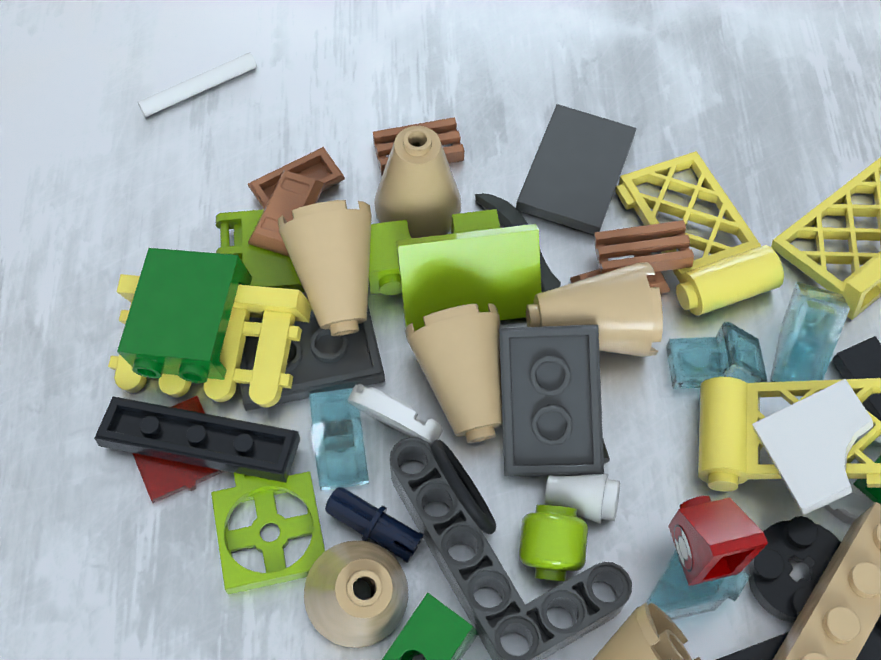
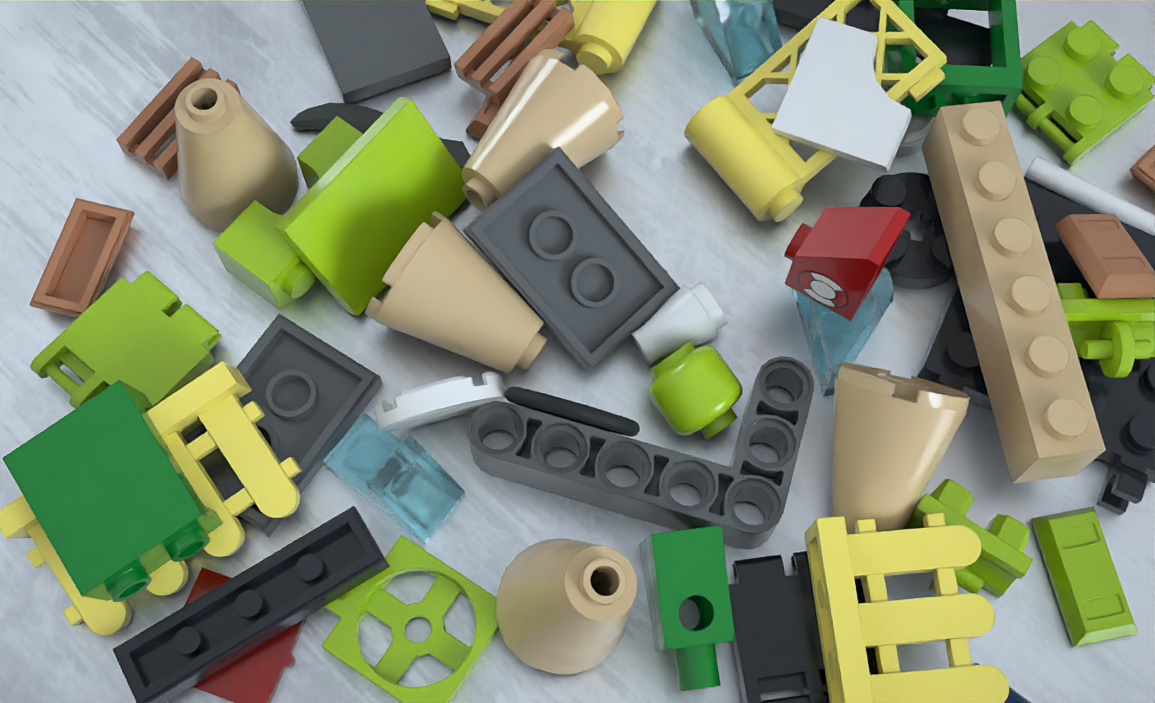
camera: 45 degrees left, 5 degrees up
(289, 194) = (112, 298): nougat tile -> none
(332, 261) = (223, 304): tan cone -> none
(373, 523) = (513, 526): dark blue axle -> none
(727, 355) = (668, 102): clear light blue slope -> none

